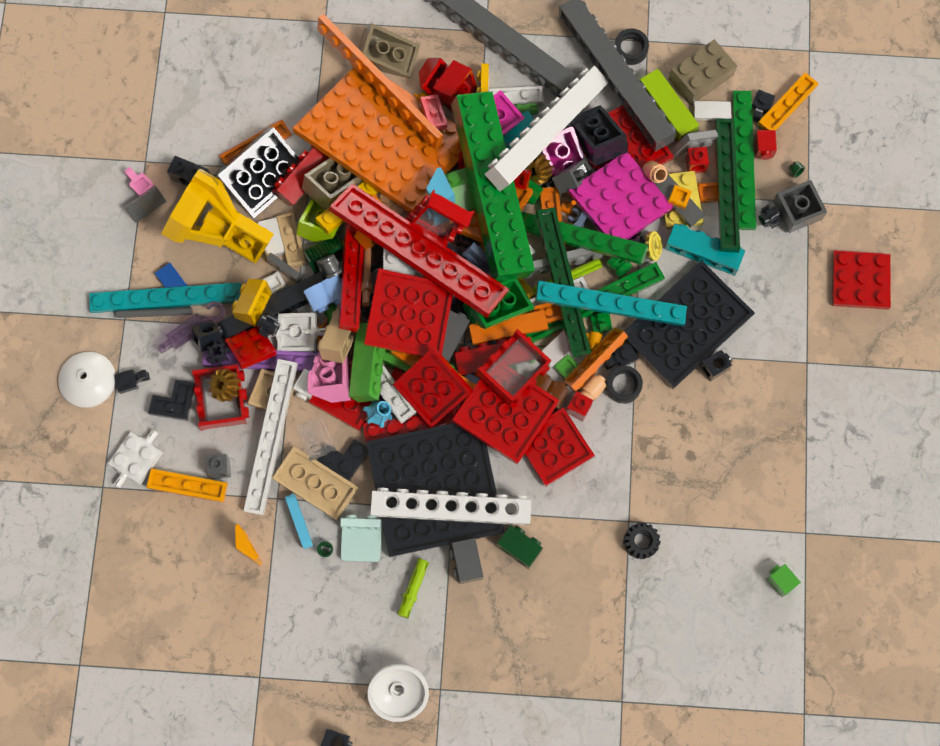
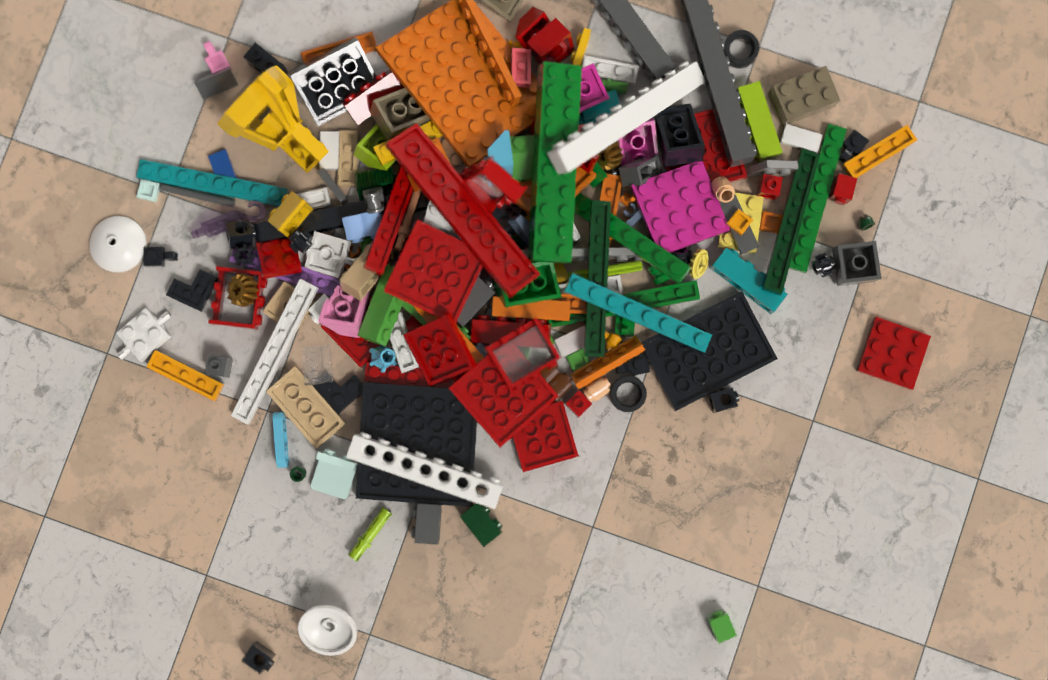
camera: 20 degrees right, 10 degrees up
(104, 321) = (148, 190): none -> light aqua tile
(245, 546) = (223, 452): light orange slope -> none
(650, 532) = (610, 554): black tyre -> none

